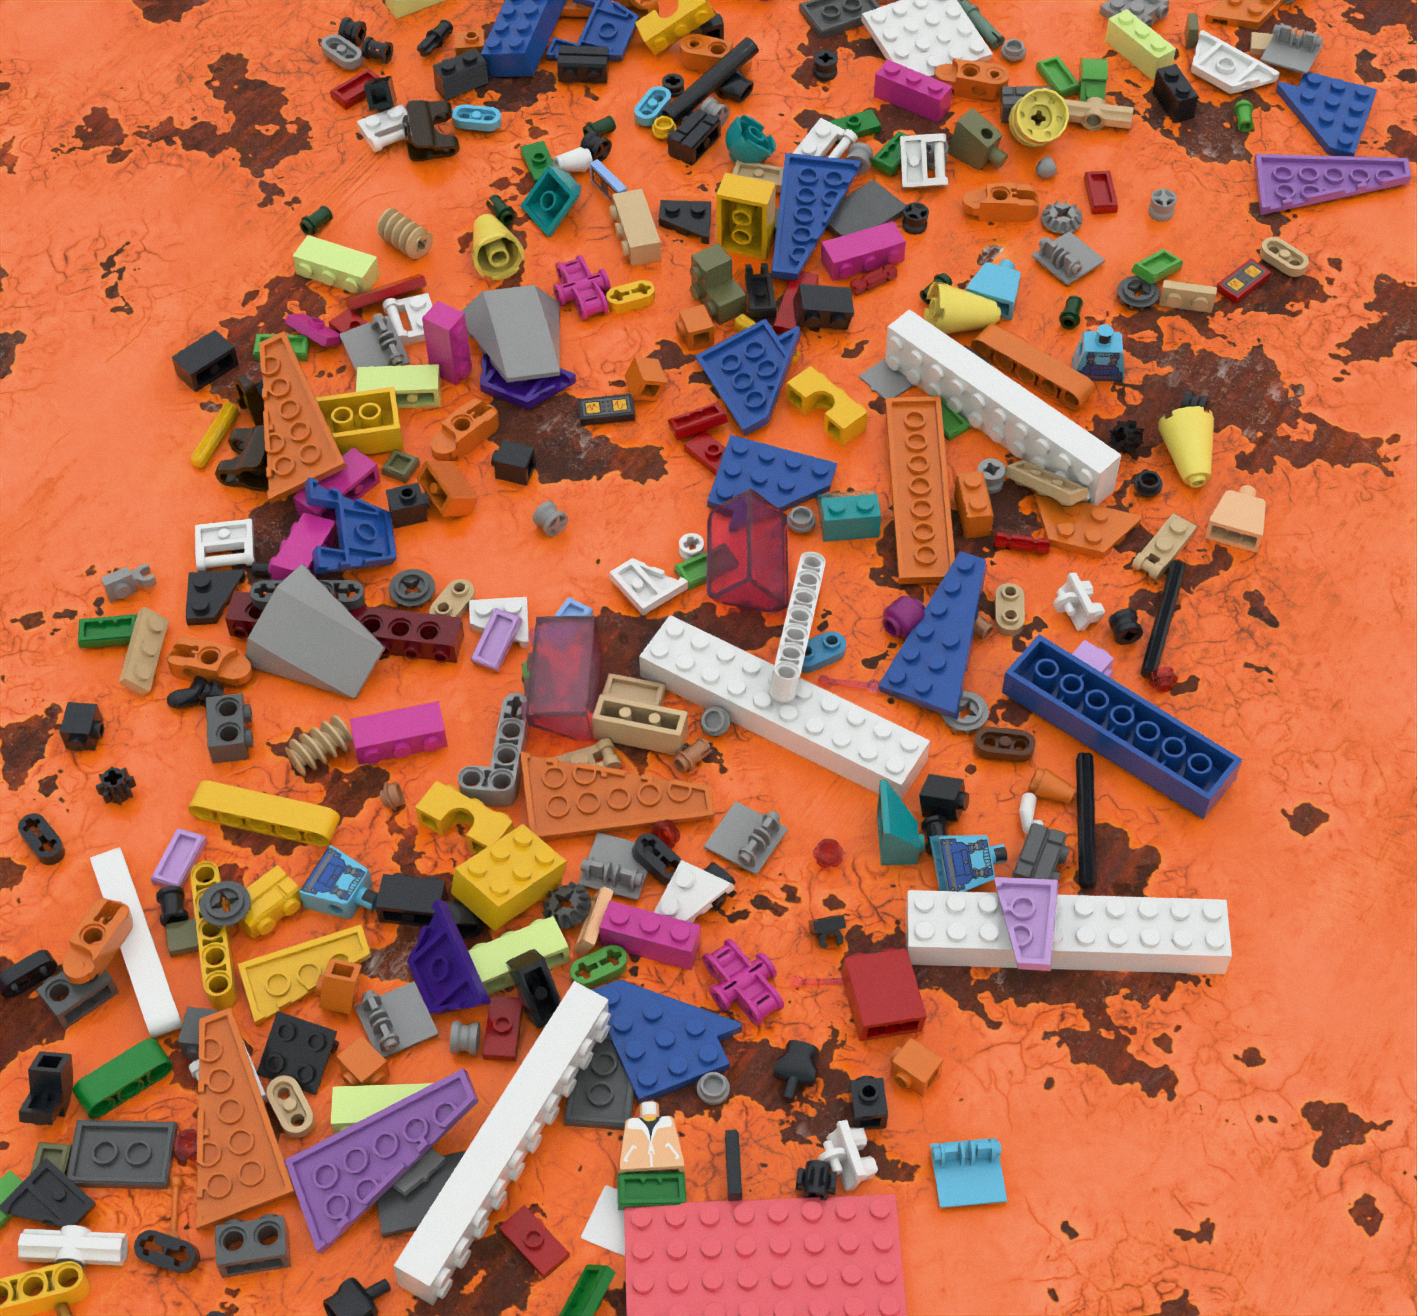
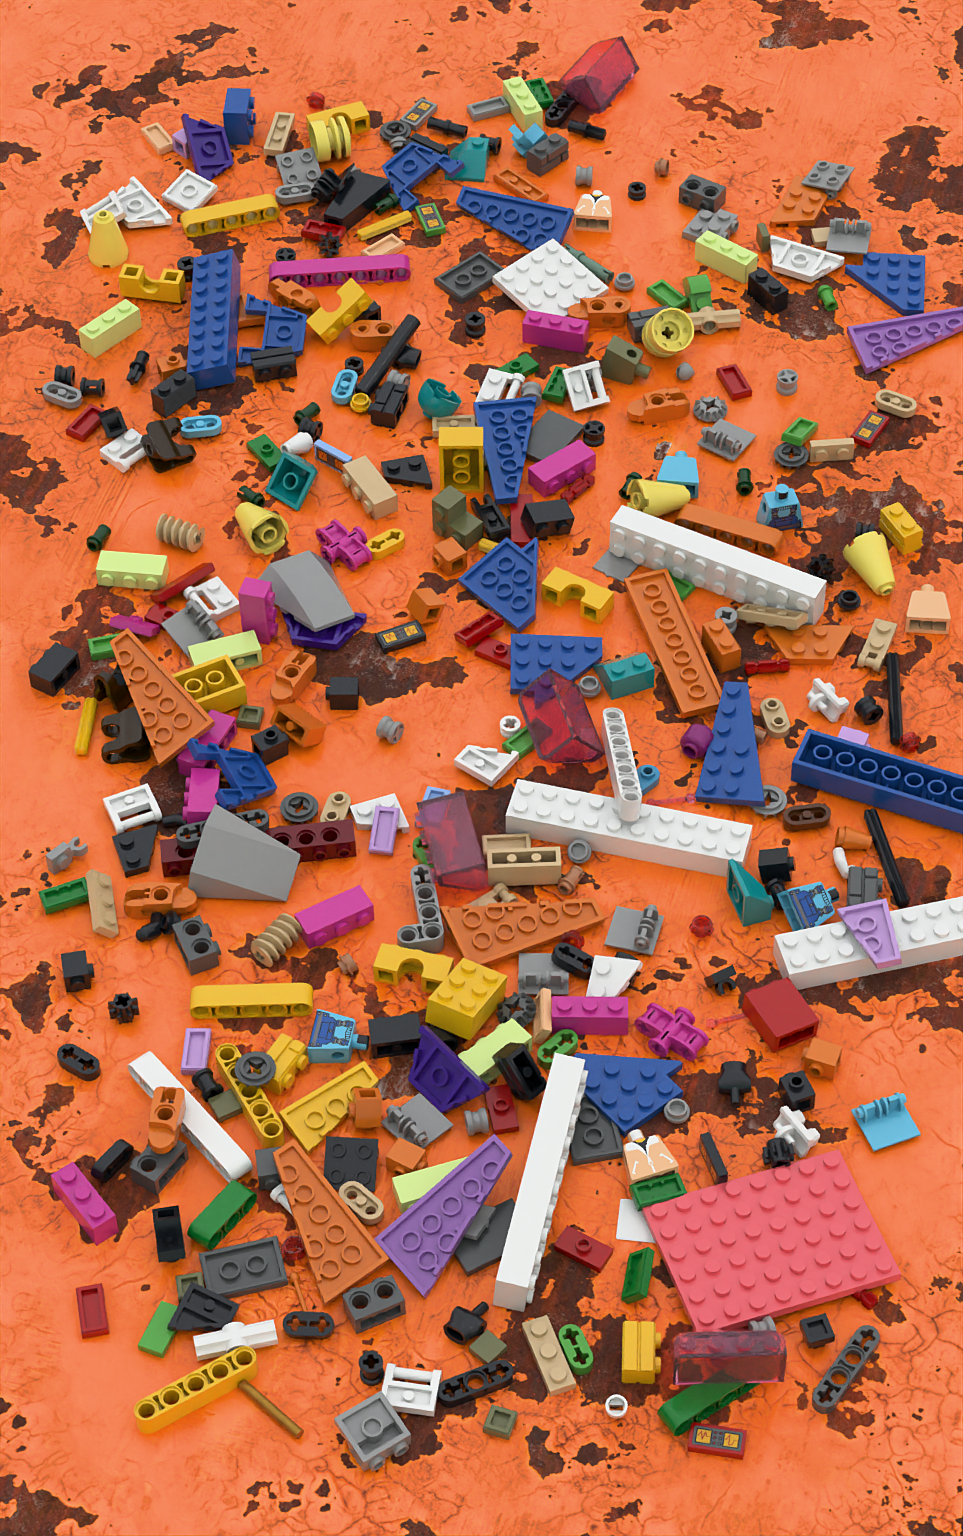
camera: 15 degrees left, 5 degrees down
(1239, 409) = (900, 528): none -> yellow brick

